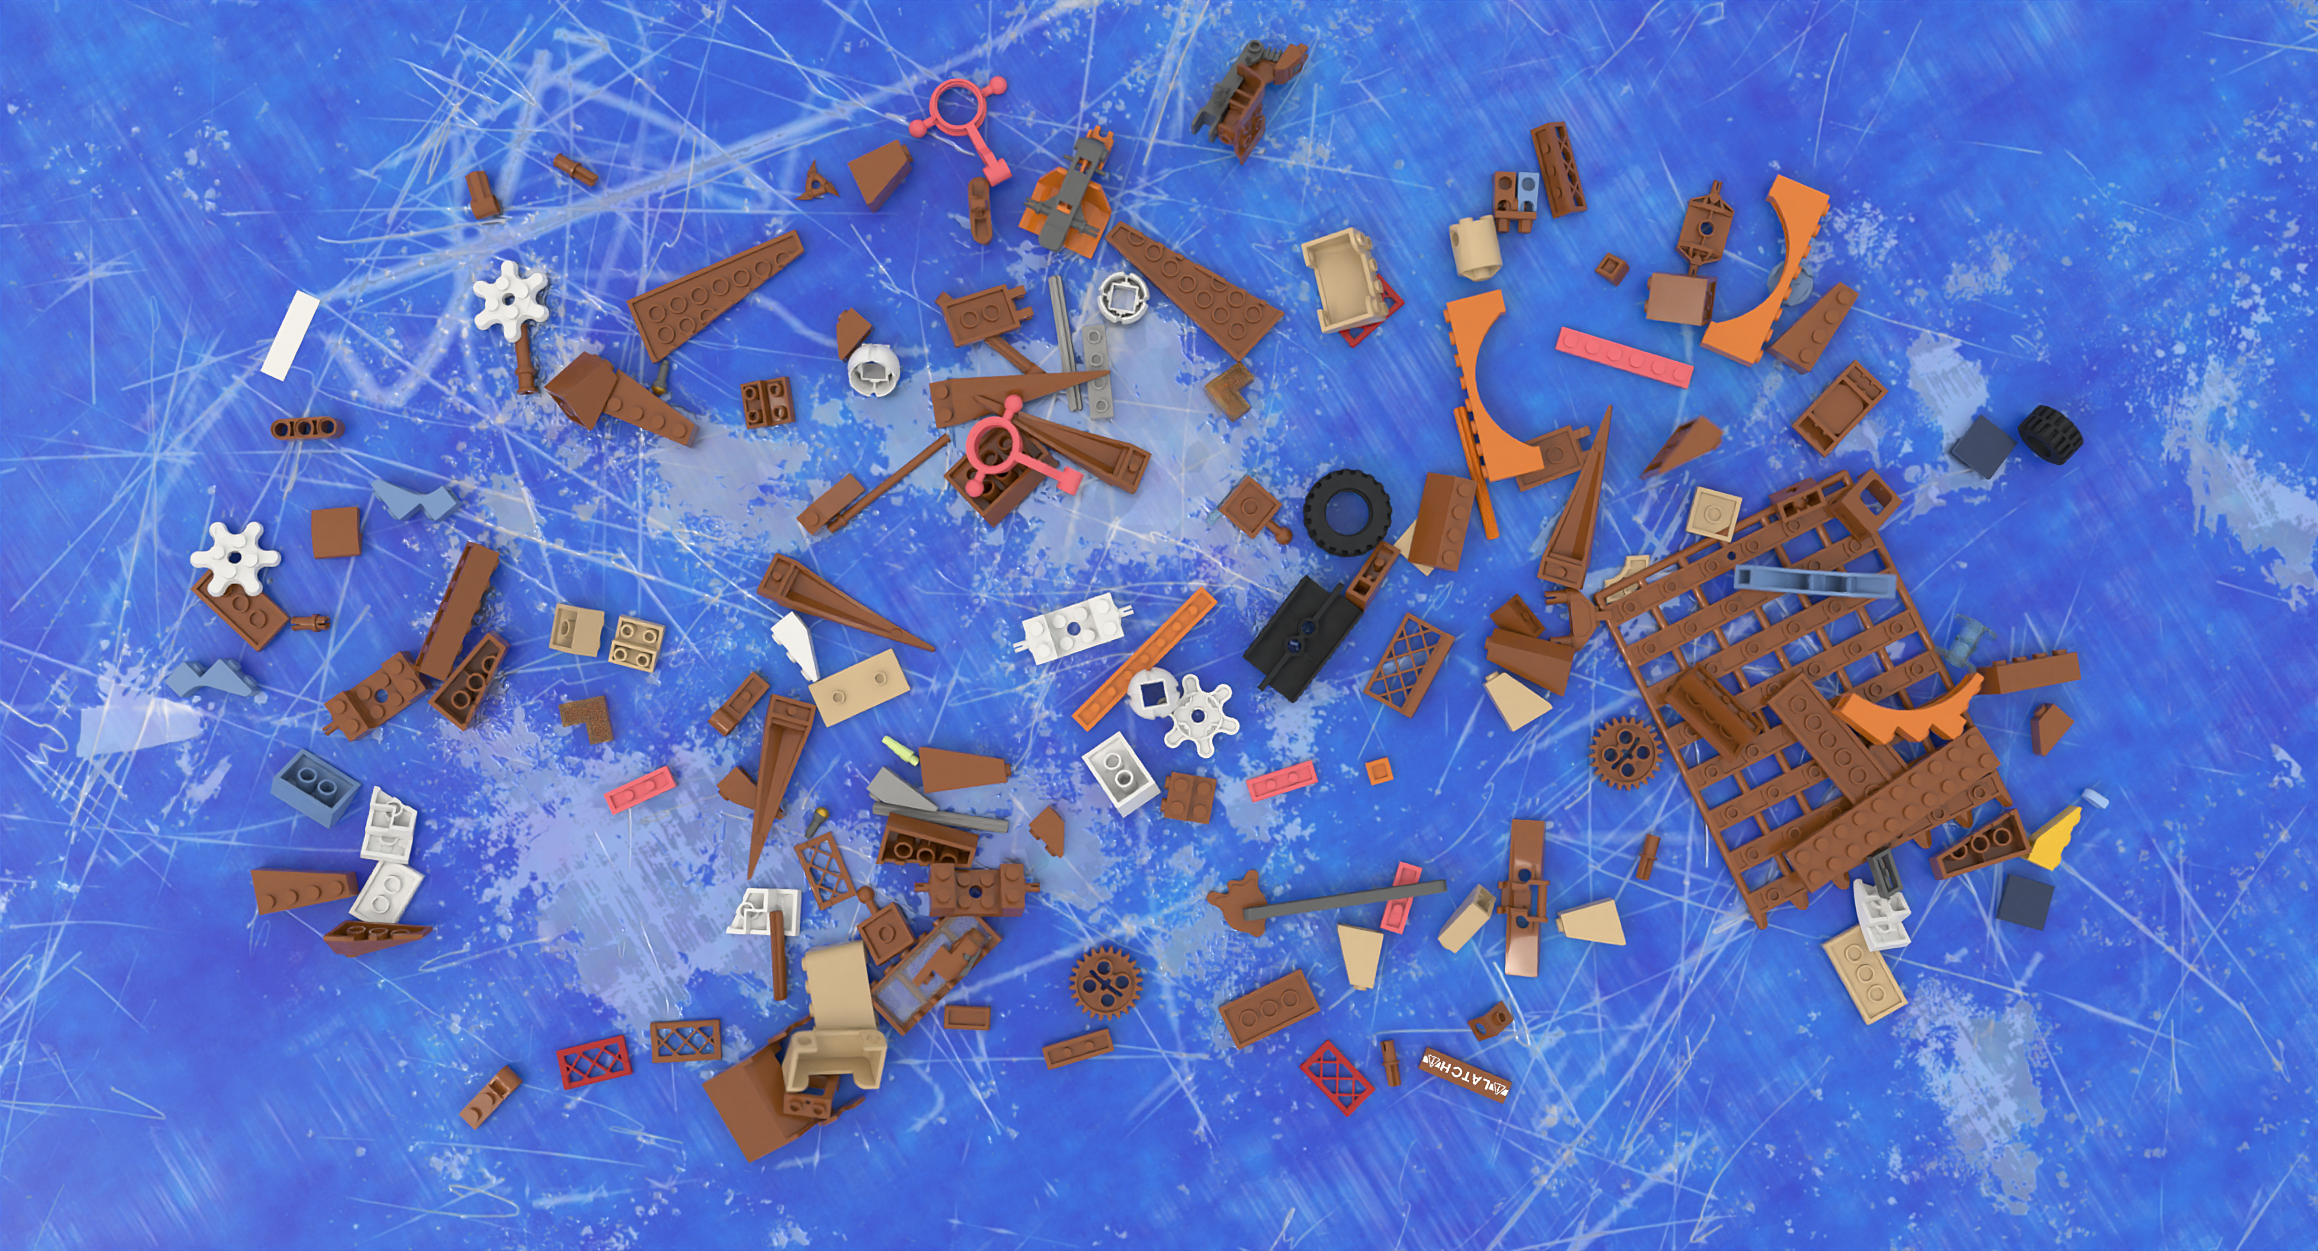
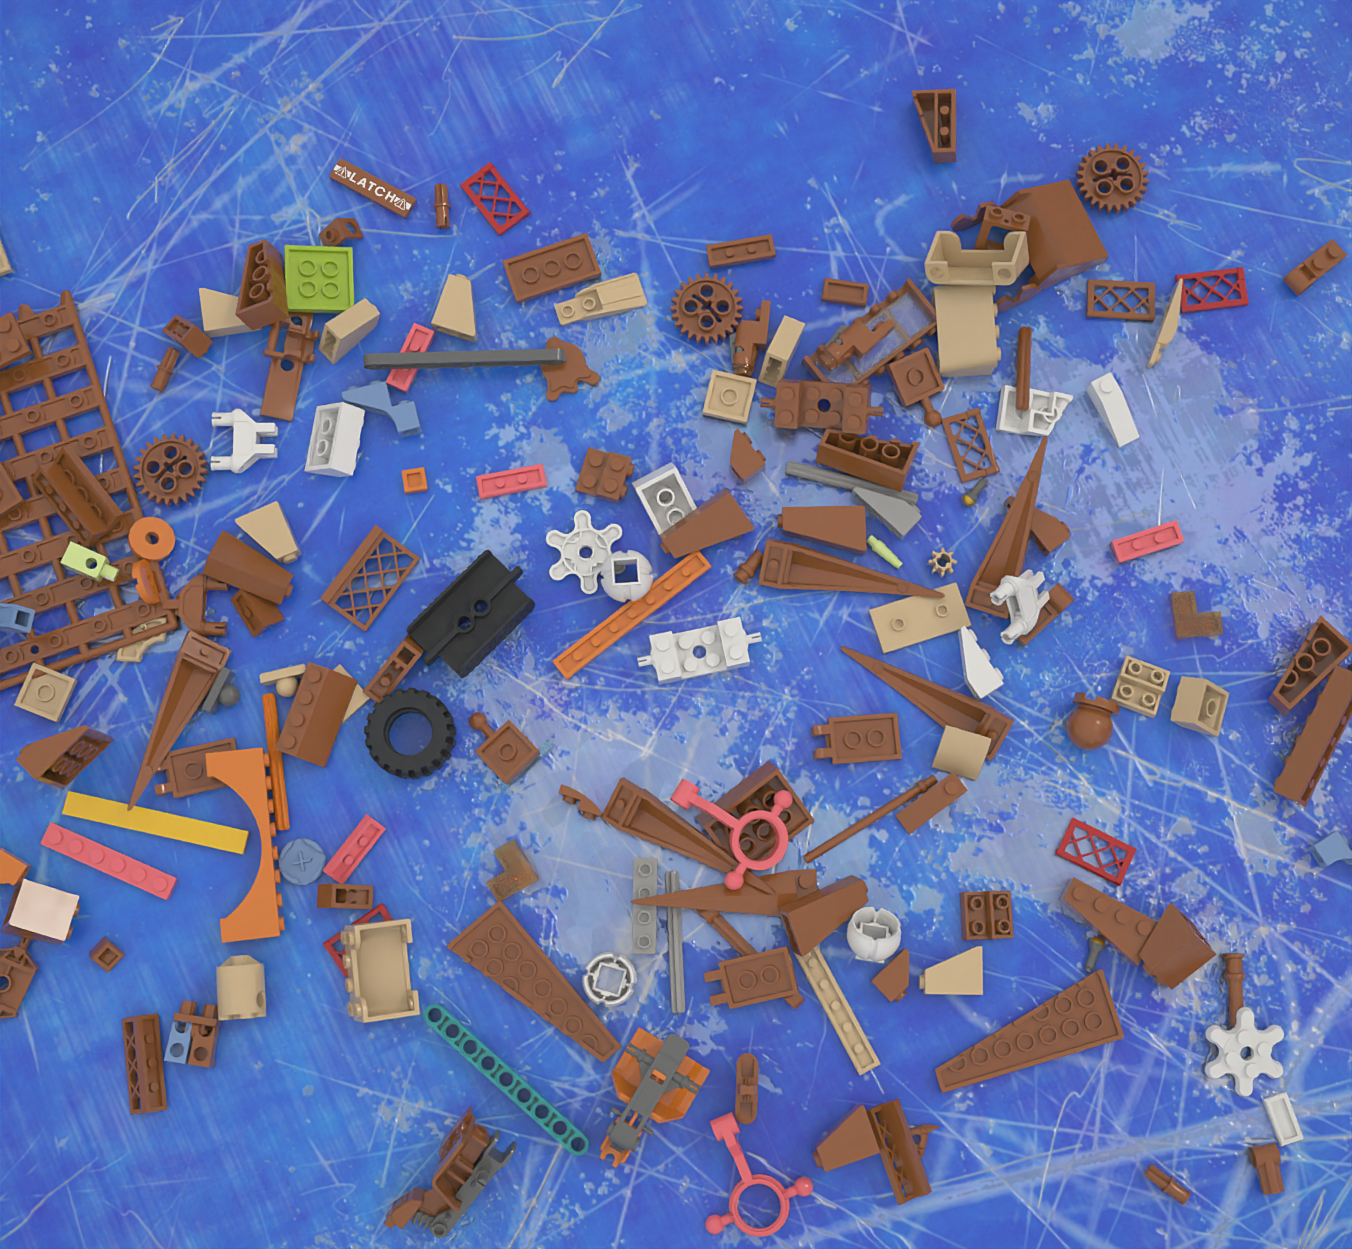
camera: 170 degrees left, 10 degrees down
(471, 243) = (1282, 1118): none -> white tile
(635, 1017) = (1168, 325): none -> tan piece
(640, 462) = (1113, 842): none -> red window
(681, 598) = (1090, 723): none -> dark orange tile
(684, 922) = (1113, 409): none -> white slope
(710, 1188) = (1108, 160): none -> dark orange gear
(758, 711) = (1022, 602): none -> white connector
(792, 341) = (955, 975): none -> tan slope
(805, 556) = (961, 752): none -> tan slope
(830, 172) = (900, 1149): none -> dark orange fence
(848, 750) = (944, 555): none -> tan gear
(888, 1212) = (939, 121): none -> dark orange wedge
(904, 300) = (838, 1011): none -> tan tile
(906, 560) = (859, 739): none -> dark orange tile
(925, 385) = (822, 912): none -> dark orange slope
(977, 723) = (799, 567): none -> dark orange plate
(1024, 945) = (781, 351): none -> tan slope
(1035, 716) = (746, 570): none -> dark orange pin
(1061, 954) = (748, 340): none -> dark orange plate
(1072, 893) = (729, 397): none -> tan plate
(1081, 754) = (706, 525): none -> dark orange slope
(1165, 462) = (586, 806): none -> dark orange slope
(1205, 184) = (494, 1076): none -> teal beam
(1212, 981) = (603, 300): none -> tan piece
(1386, 395) = (354, 849): none -> coral plate
(1389, 348) = (345, 896): none -> dark orange arch
(1426, 849) = (377, 399): none -> medium blue arch
(1436, 379) = (302, 861): none -> medium blue tile
(1465, 802) = (335, 440): none -> white slope
(1477, 551) = (285, 679): none -> tan tile
(1505, 969) = (318, 278): none -> lime plate
(1538, 534) = (222, 692): none -> dark grey tile
(1554, 791) = (245, 441): none -> white connector
(1559, 950) = (262, 287): none -> dark orange wedge
(1584, 400) = (156, 822): none -> yellow tile
(1627, 691) = (157, 528): none -> orange tile
(1628, 627) = (146, 584): none -> orange tile
(1631, 894) = (187, 336): none -> dark orange arch
(1699, 647) = (80, 560): none -> yellowish green torso

